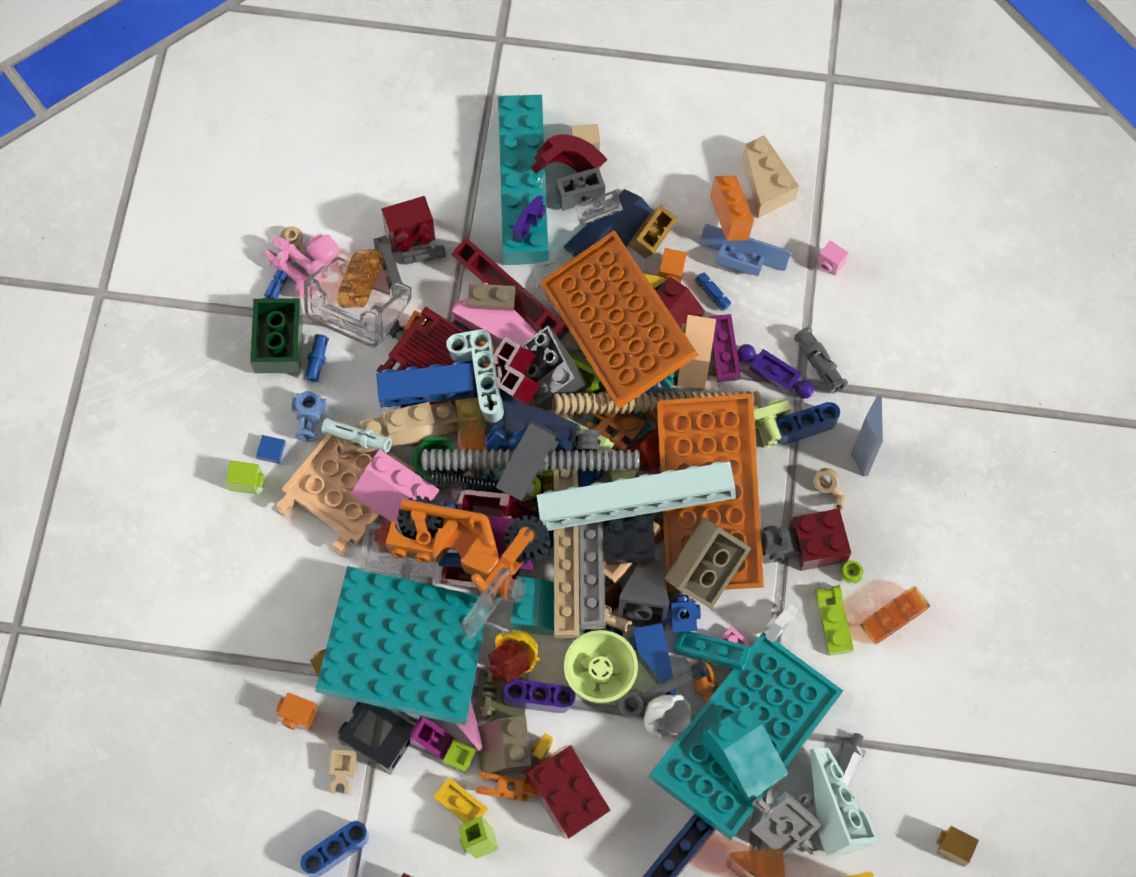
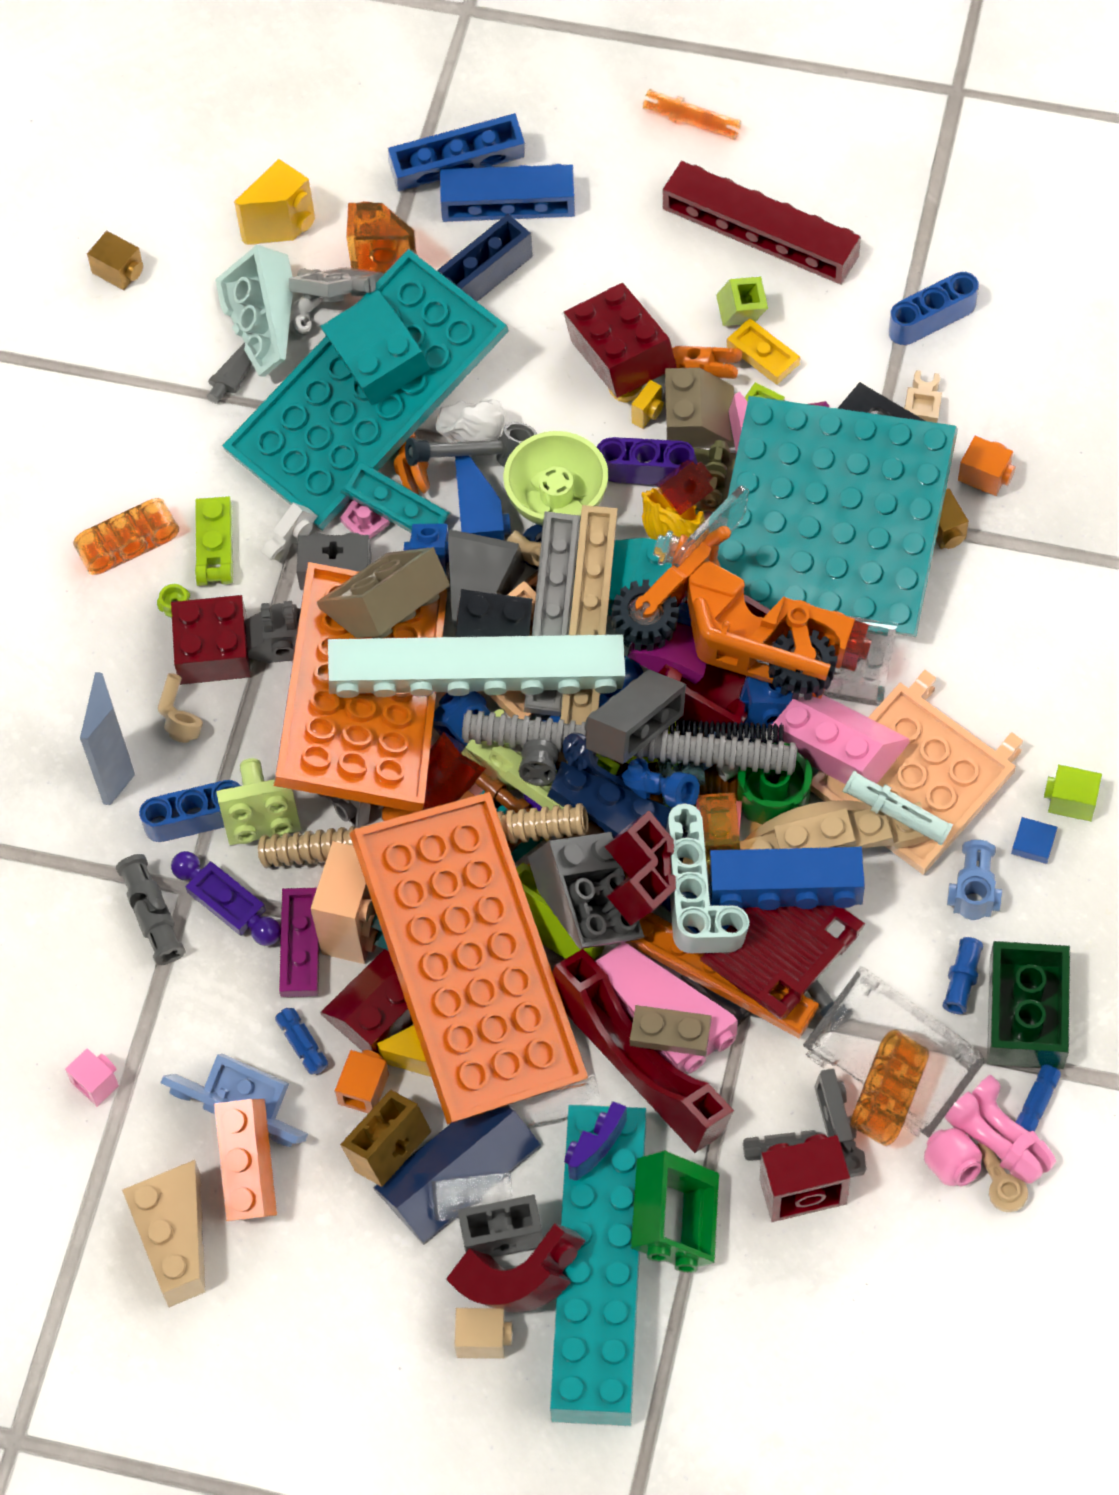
camera: 170 degrees left, 5 degrees down
(469, 217) = (698, 1217): none -> green window
(757, 598) = (344, 551): none -> dark grey brick

